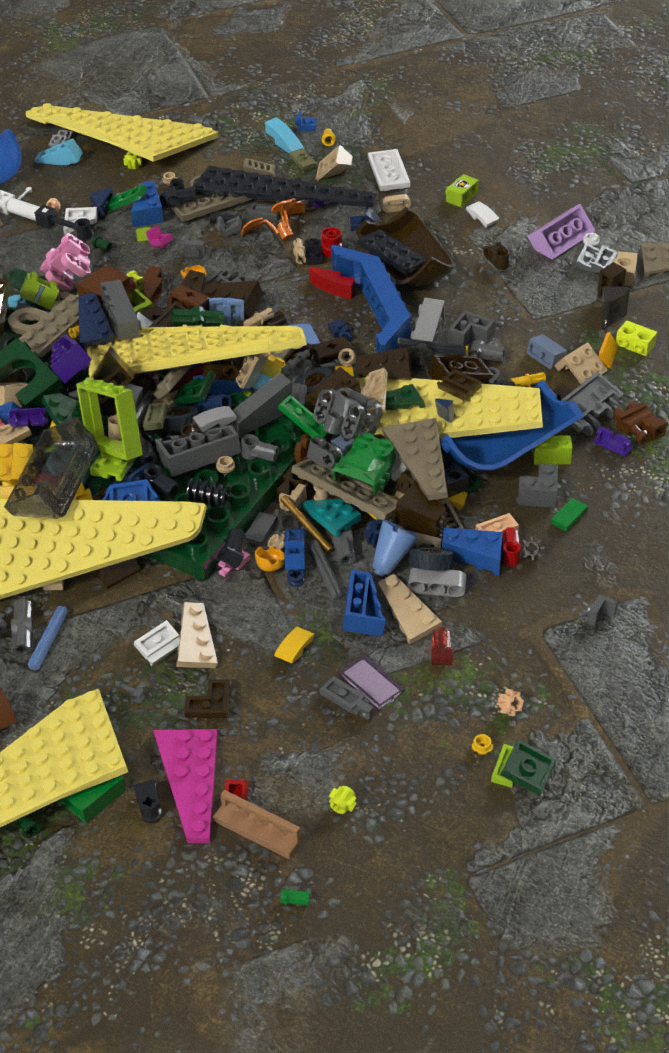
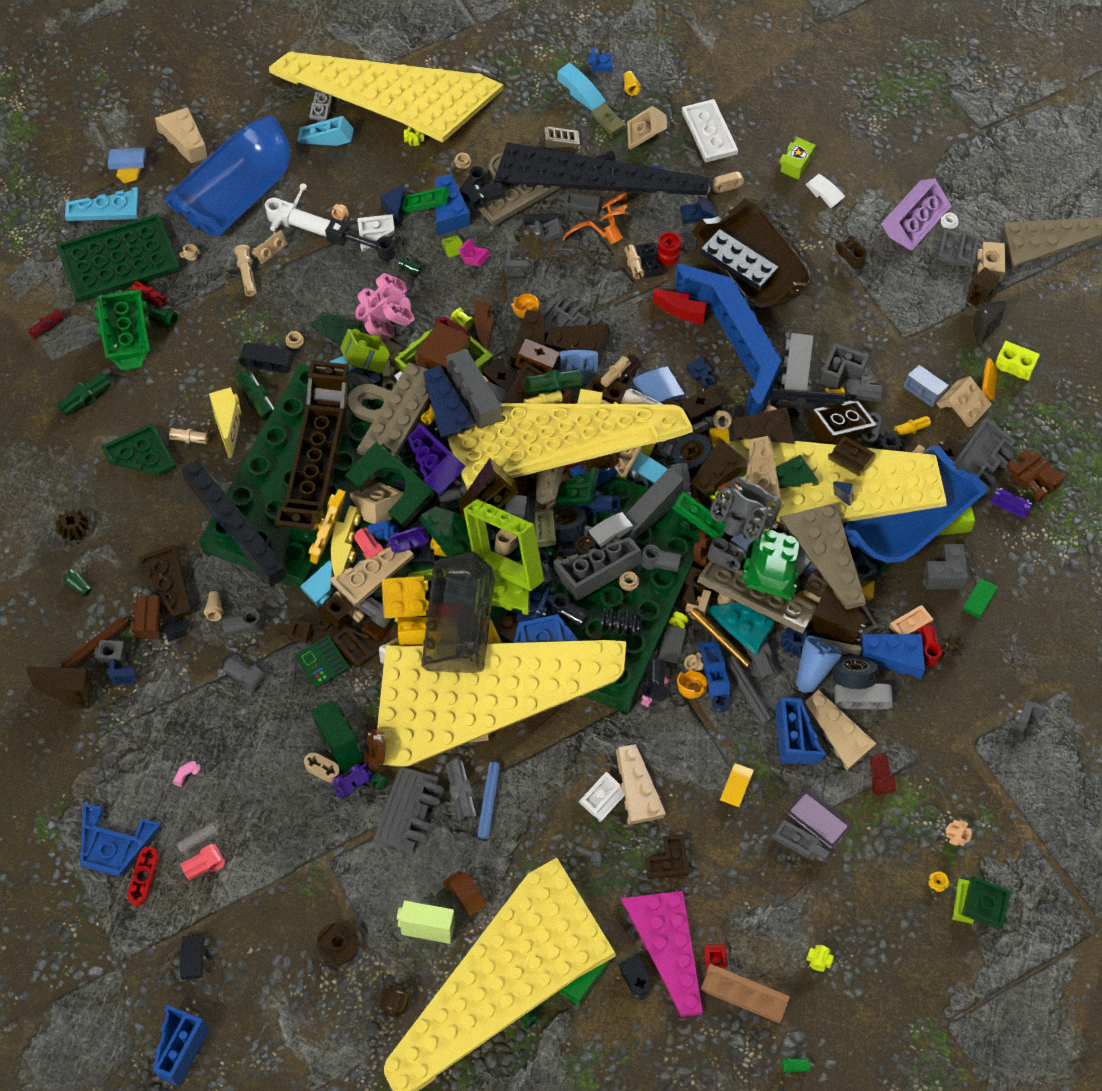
camera: 10 degrees left, 15 degrees up
(271, 508) = (678, 620): none -> neon yellow bush

